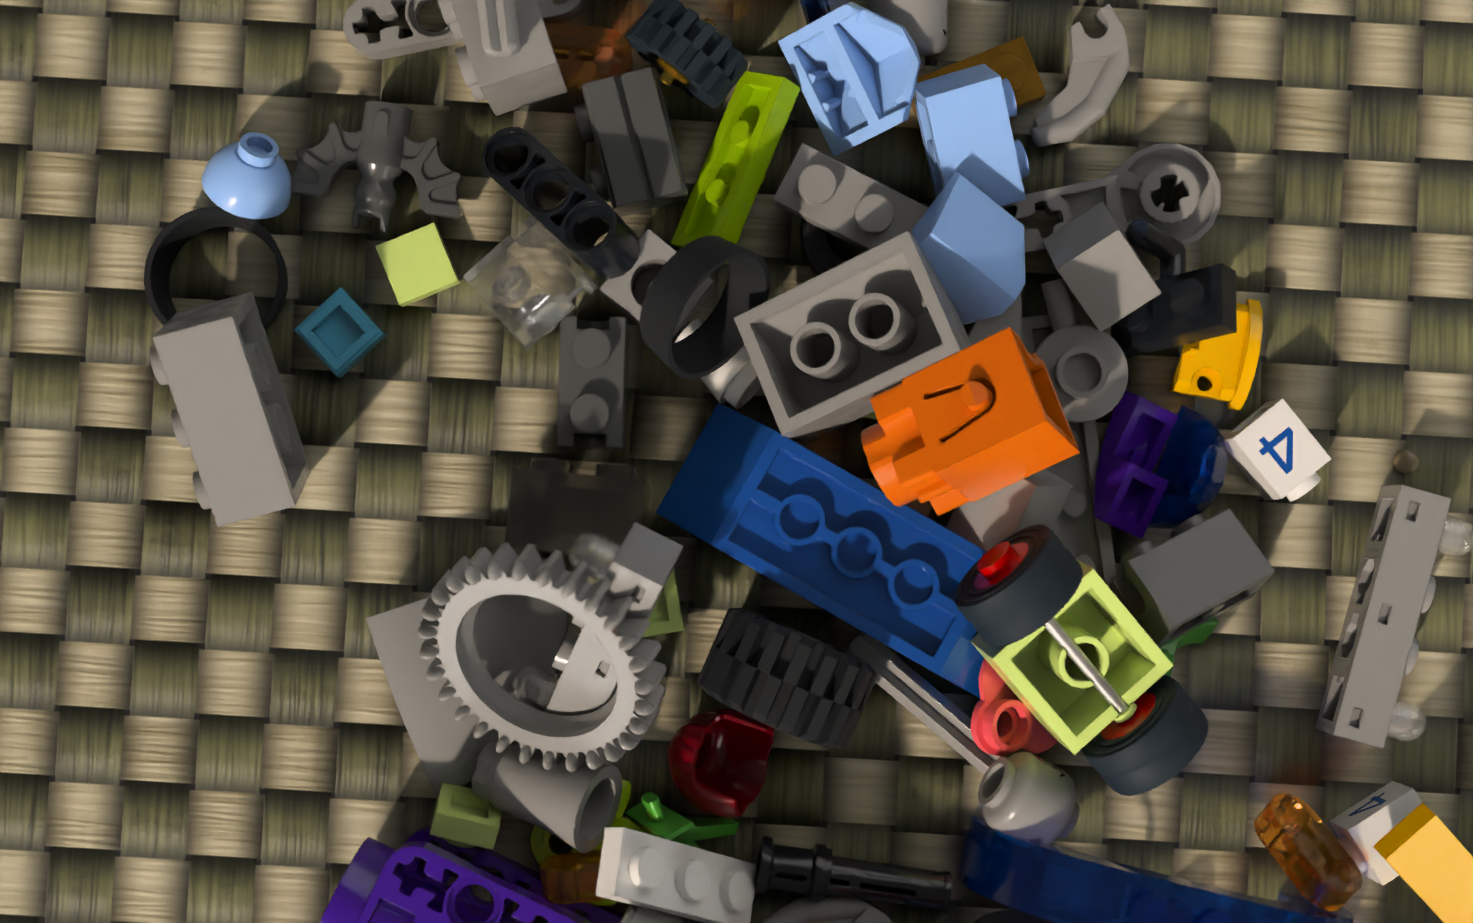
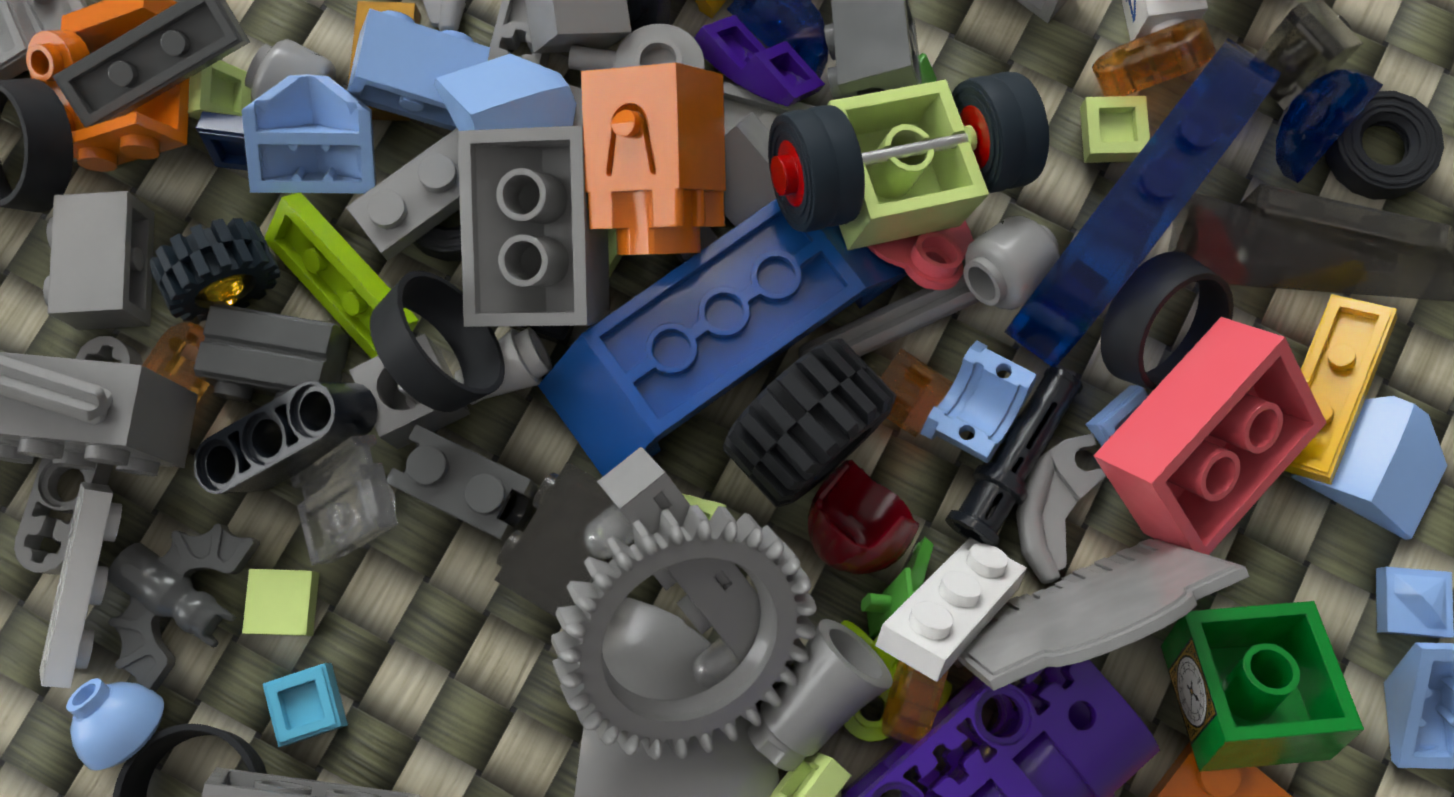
camera: 60 degrees left, 10 degrees down
(351, 80) = (79, 585): none -> white plate
(872, 753) = (916, 391): none -> clear orange tile
(883, 823) = (981, 403): none -> light blue piece
(1222, 841) = (1114, 128): none -> yellowish green plate

